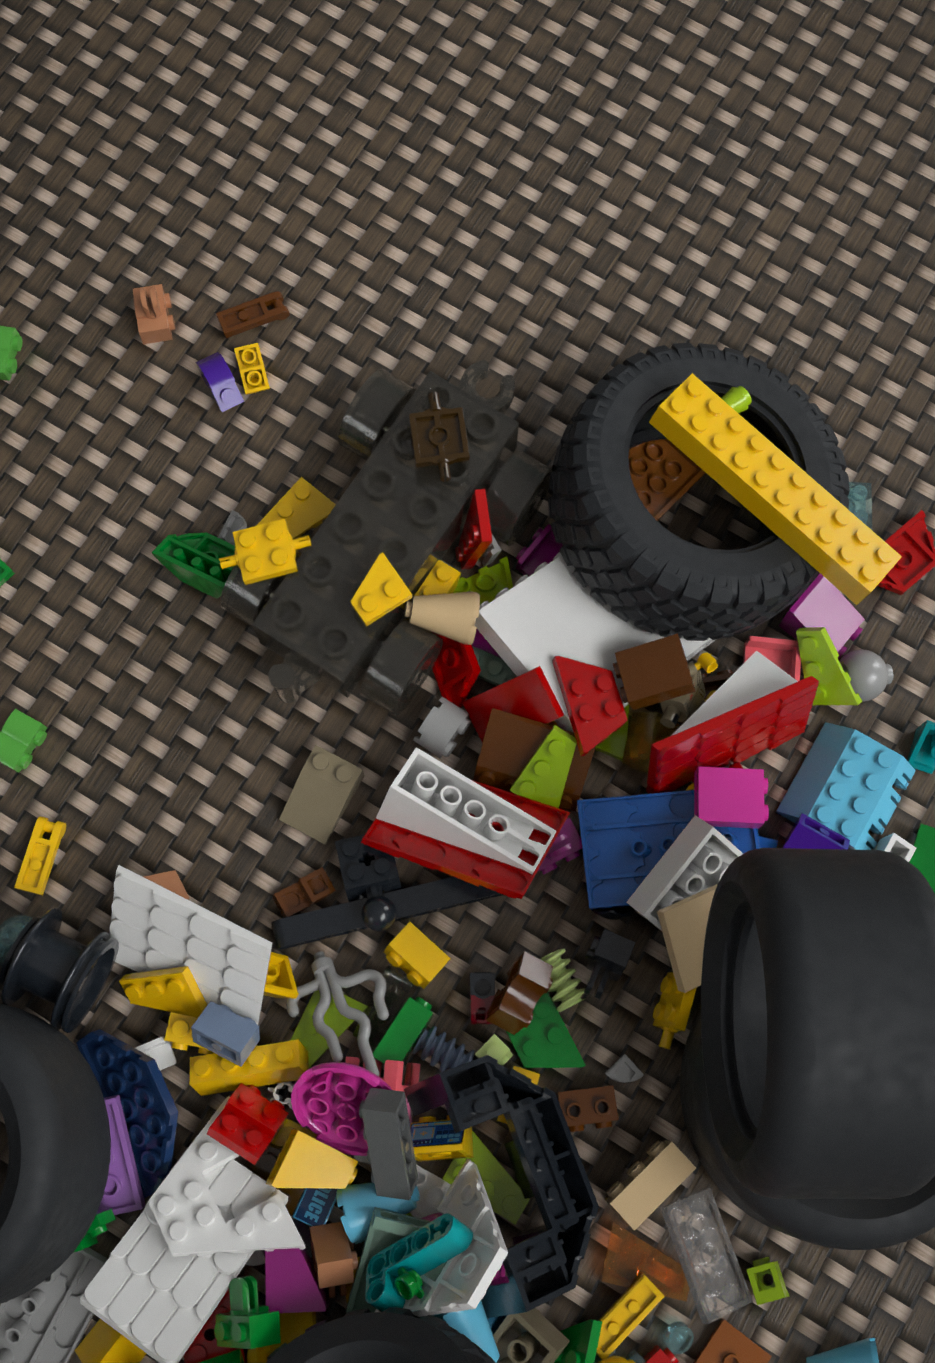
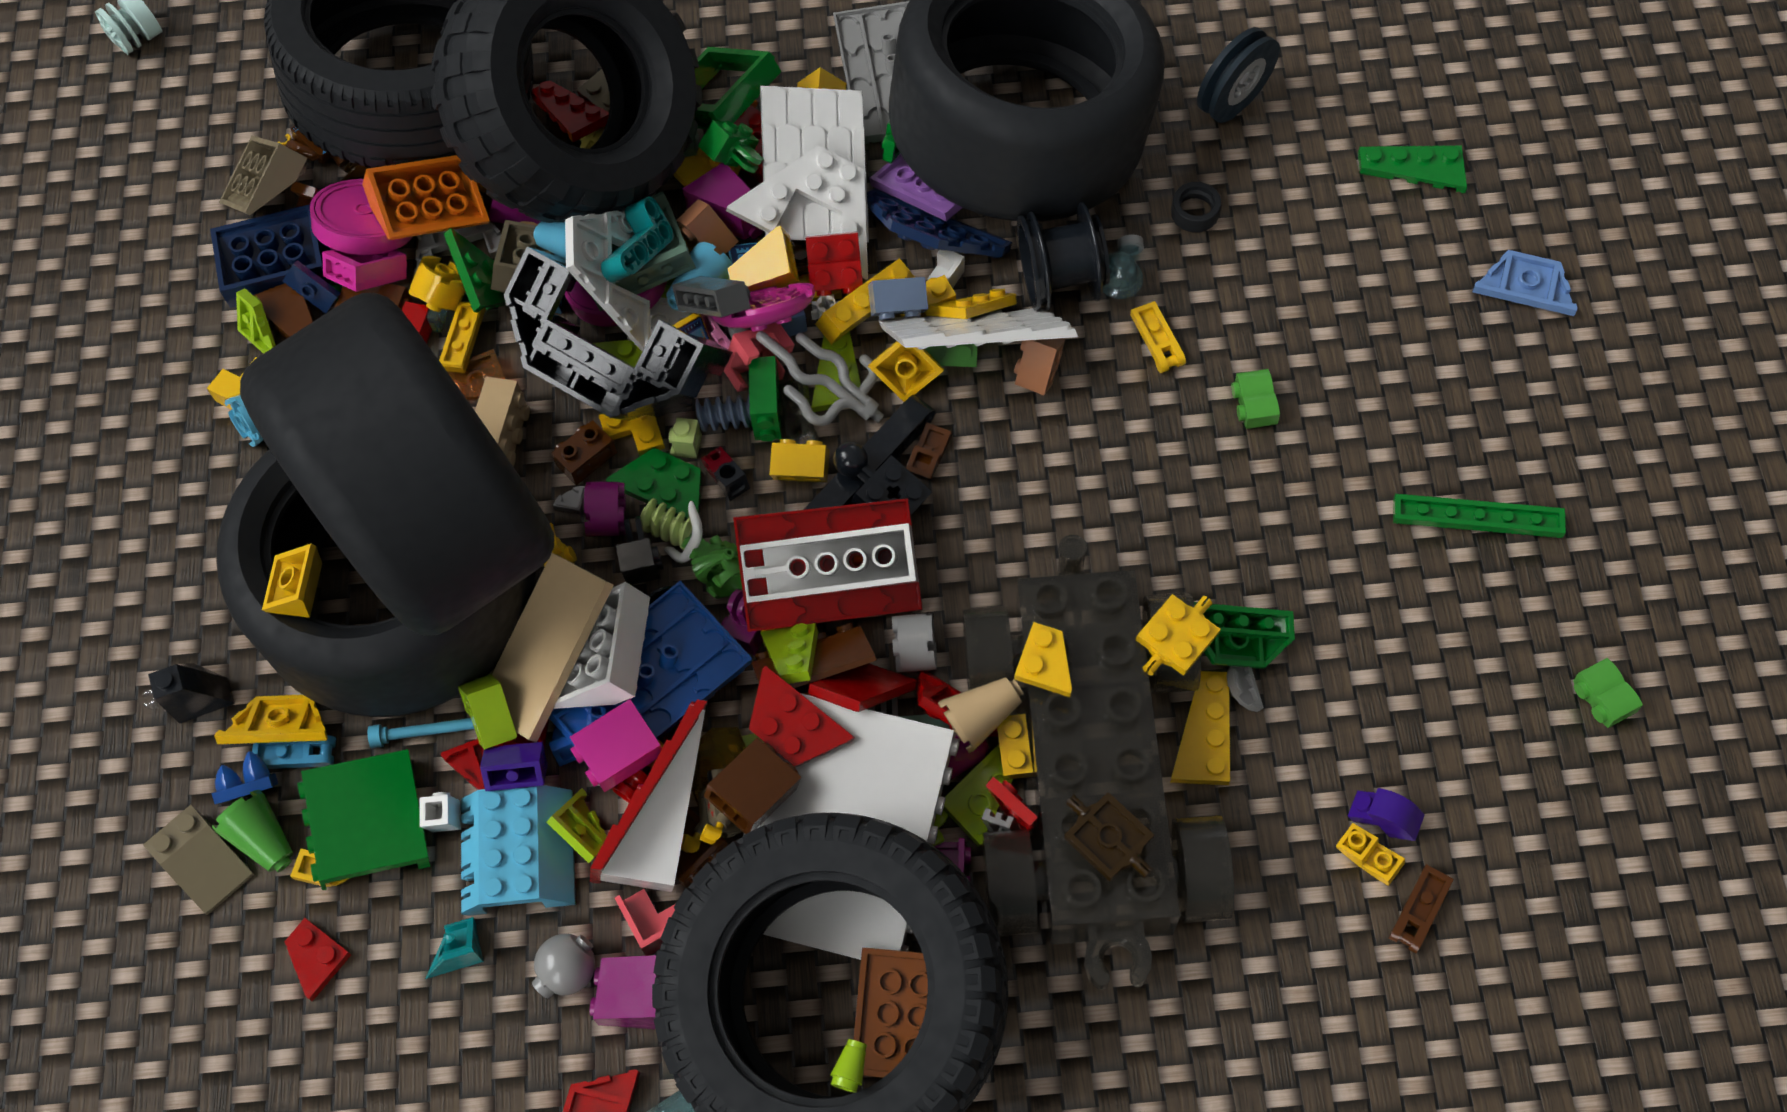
camera: 150 degrees right, 10 degrees down
(152, 314) = (1510, 835): nougat brick -> none
(321, 794) = (977, 532): dark tan slope -> none
(409, 1284) = (629, 224): green plate -> none
(525, 985) = (691, 481): reddish brown brick -> none
(546, 909) = (712, 563): none -> bright green helmet
(606, 1029) = (604, 509): none -> magenta brick
(774, 489) = (746, 995): yellow brick -> none
(789, 771) = (579, 826): none -> lime wing
(821, 661) = (604, 930): lime wing -> none

